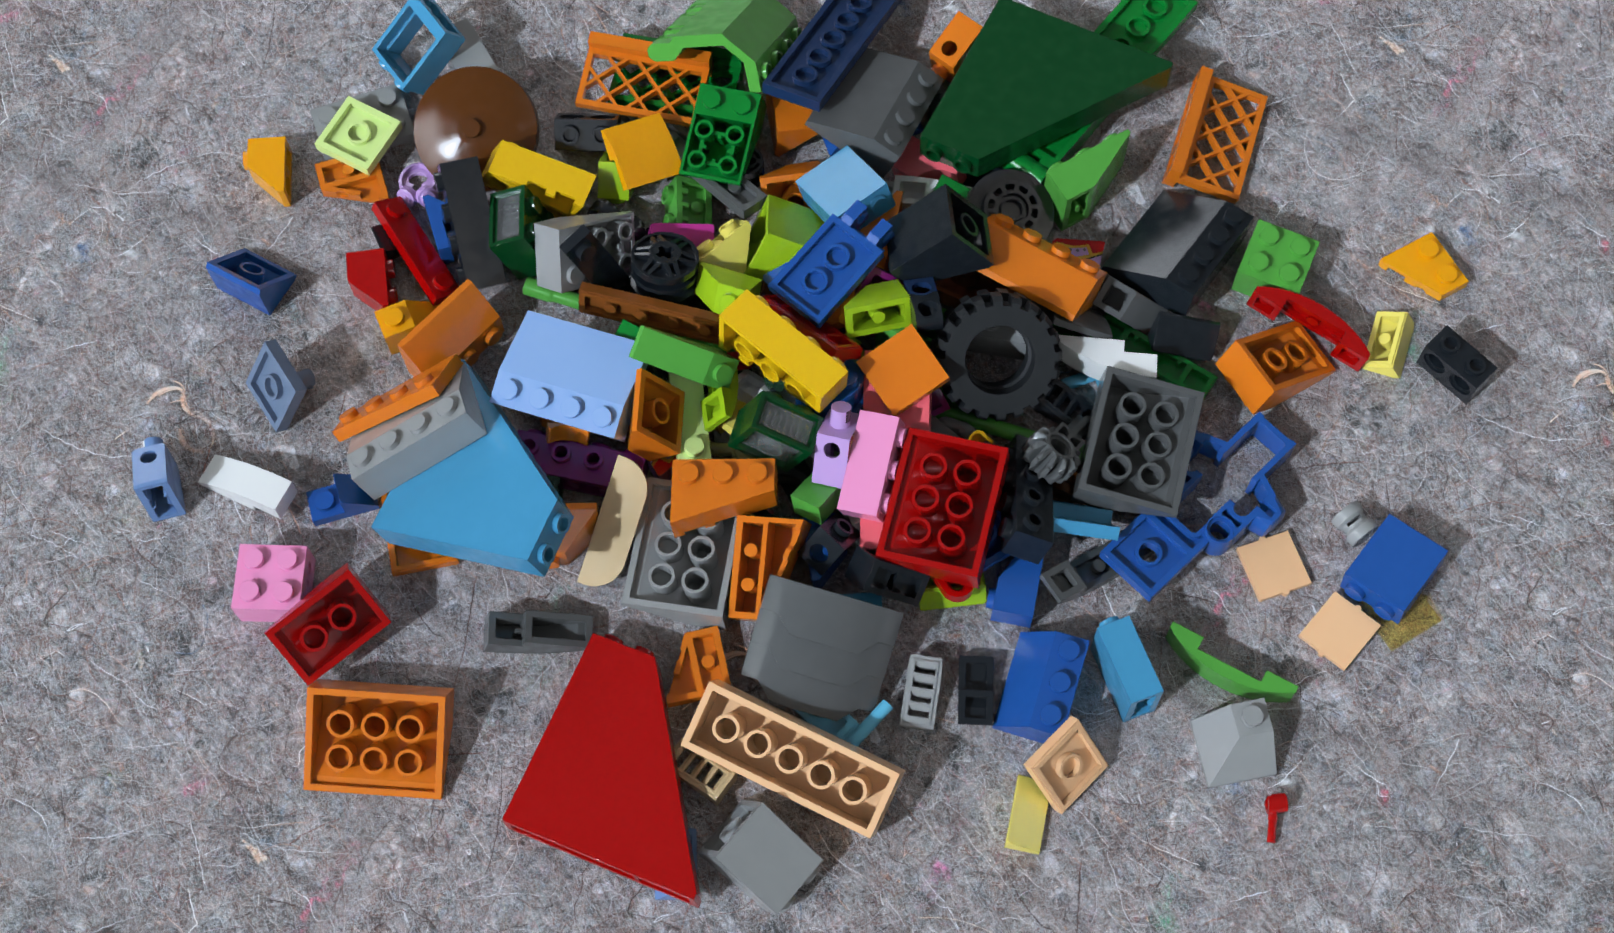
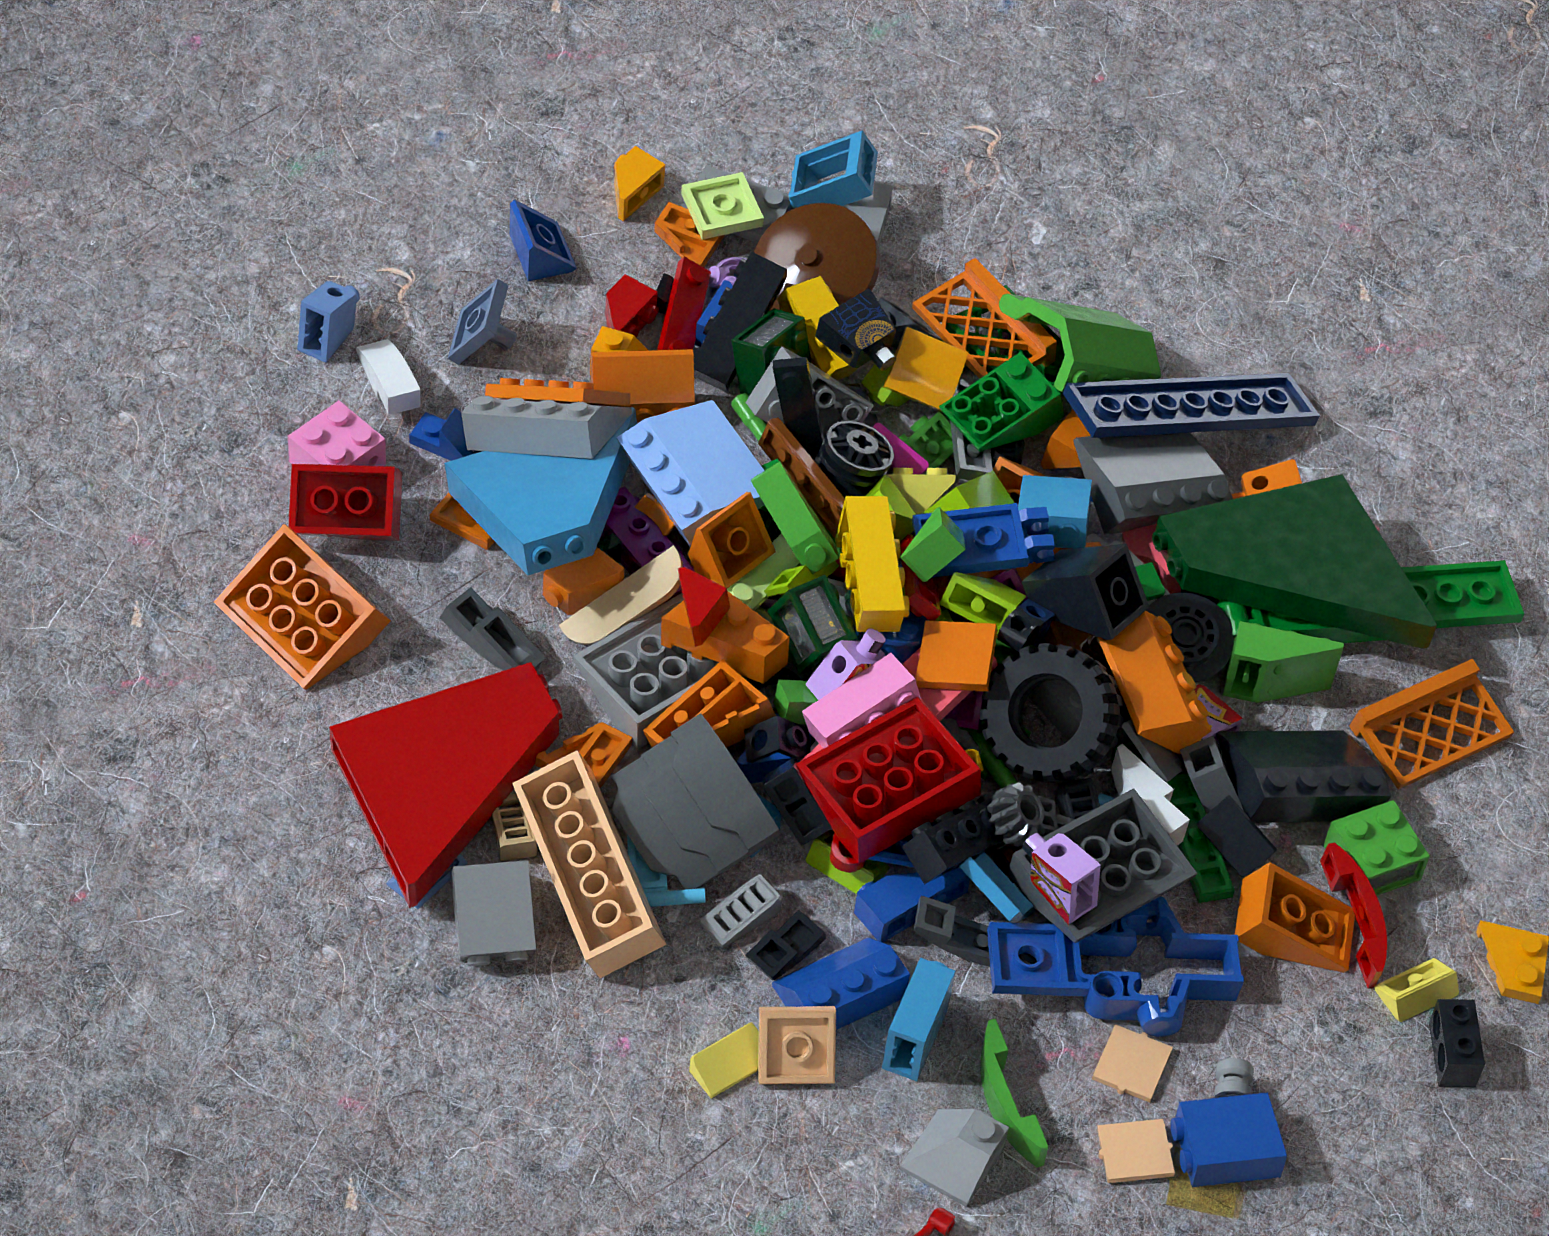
camera: 35 degrees right, 15 degrees down
(577, 163) = (859, 332): none -> black torso
(694, 488) = (704, 602): none -> red slope
(816, 298) = (934, 545): none -> bright green slope
(1134, 477) = (1064, 875): none -> lavender torso

